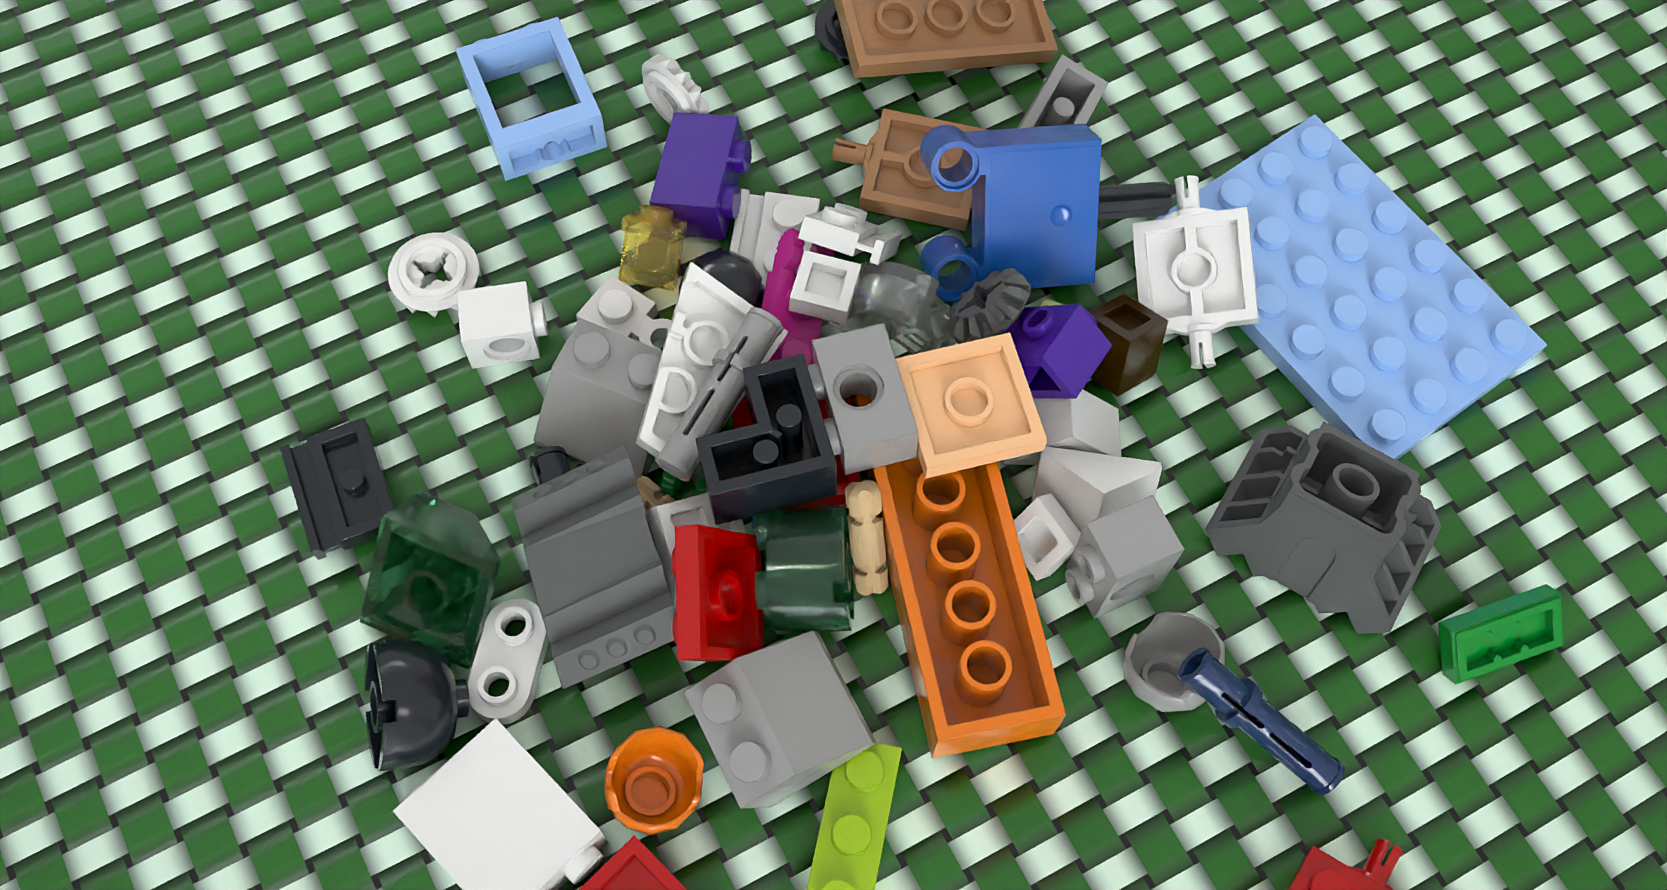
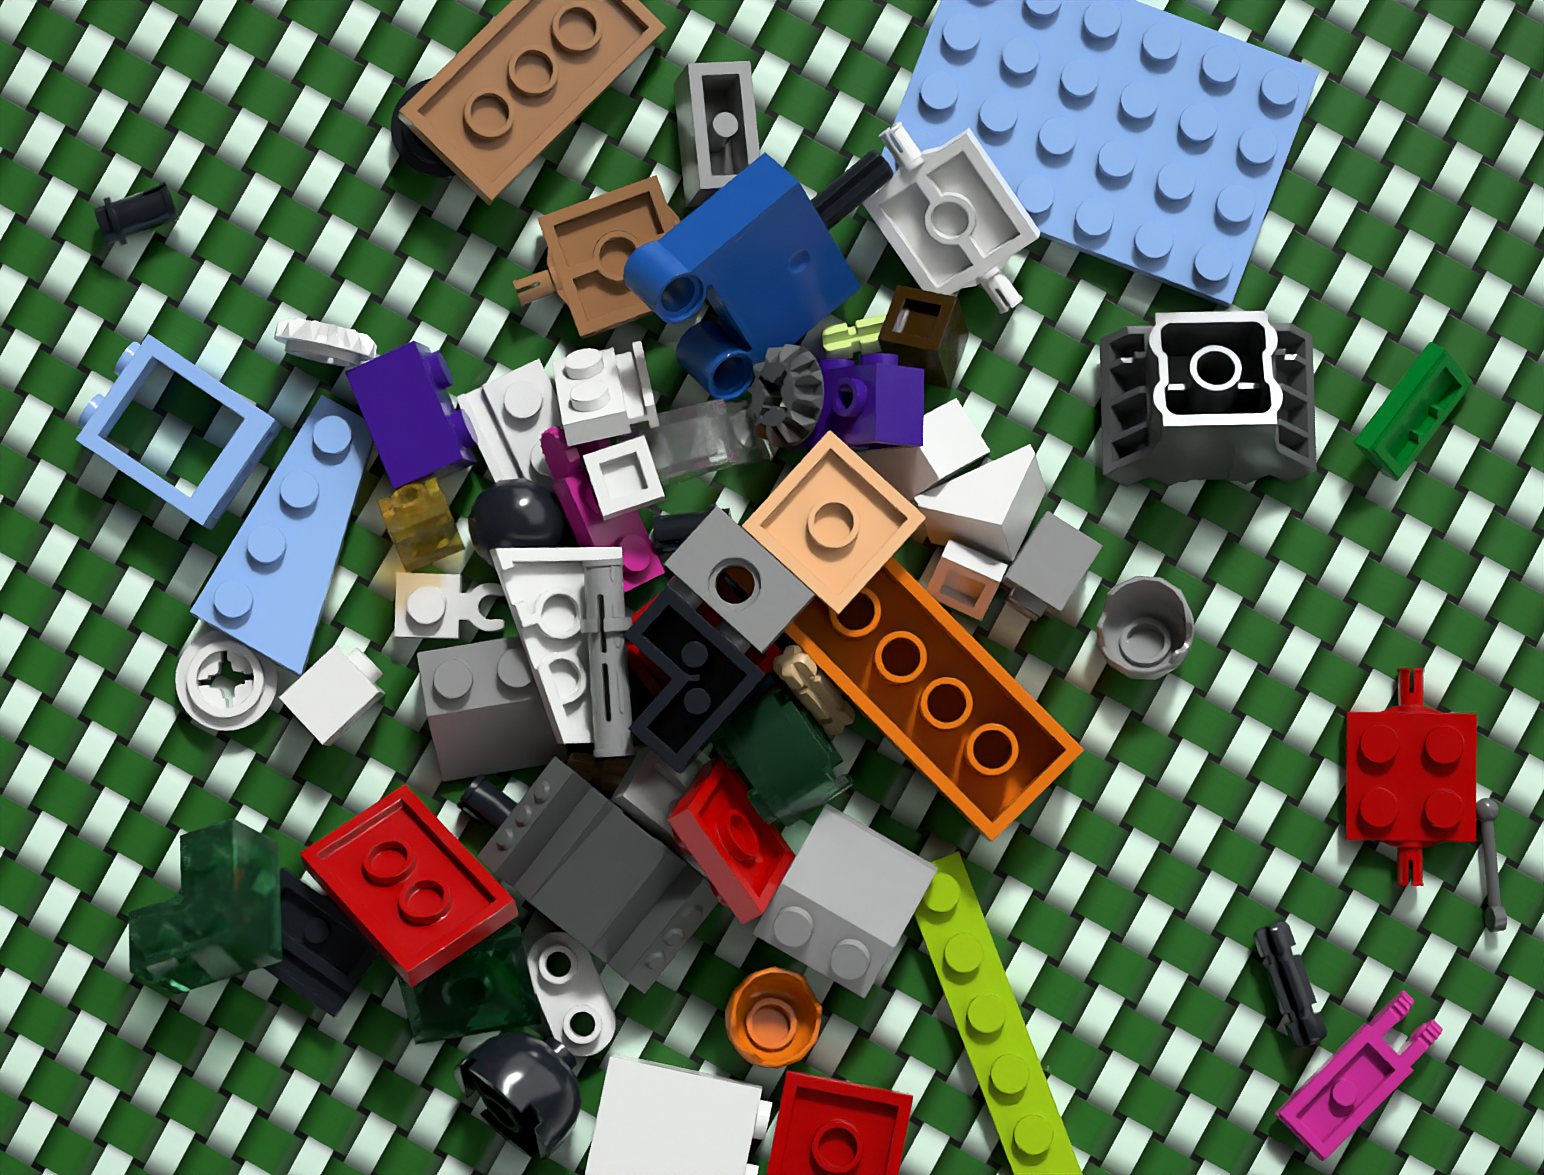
camera: 30 degrees left, 20 degrees up
(283, 414) = (222, 919): none -> clear green brick
(441, 479) = (409, 885): none -> red plate
(533, 216) = (284, 555): none -> light blue wing
(1242, 706) = (1225, 639): dark blue pin -> none

